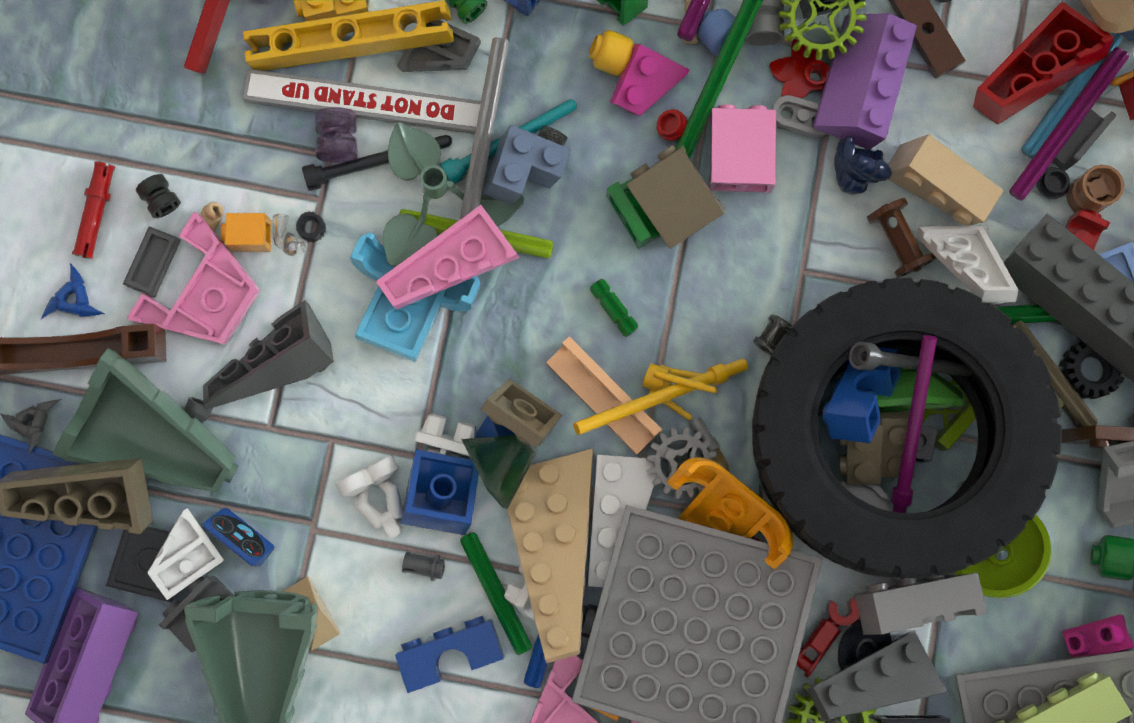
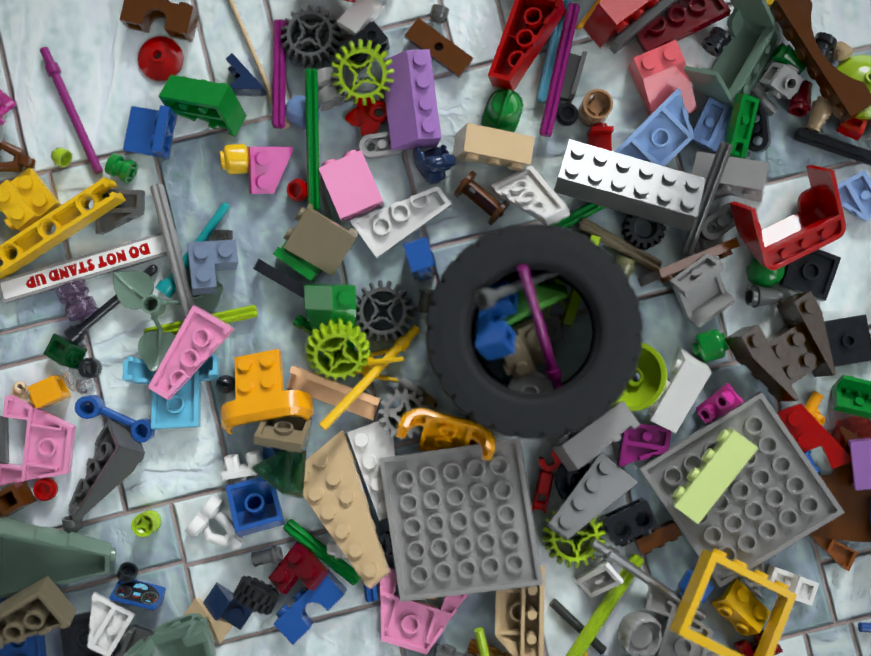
camera: 20 degrees left, 5 degrees up
(185, 351) = (45, 489): none -> red plate
(242, 500) = (130, 567): none -> black hinge
(286, 449) = (141, 525): none -> lime wheel
(290, 192) = (64, 351): none -> dark green bracket
(339, 331) = (140, 429): none -> blue piece
(344, 607) = (222, 604): none -> dark blue slope
(389, 607) = (256, 595): none -> black tyre
(457, 593) = (296, 565): none -> dark red plate
(466, 329) = (228, 379): none -> black hinge
(514, 354) = (262, 392): none -> light orange piece
(614, 240) = (279, 277): none -> black beam
(644, 308) = (330, 302): none -> green wedge
(652, 363) = (344, 361): none -> lime gear
(716, 336) = (369, 296): none -> dark grey gear
(783, 219) = (395, 223): none -> white wing
(793, 276) = (420, 259): none -> blue arch
(975, 140) = (503, 110): none -> green piece
(975, 643) = (643, 443): none -> magenta wing
(1061, 593) = (682, 388): none -> white wedge

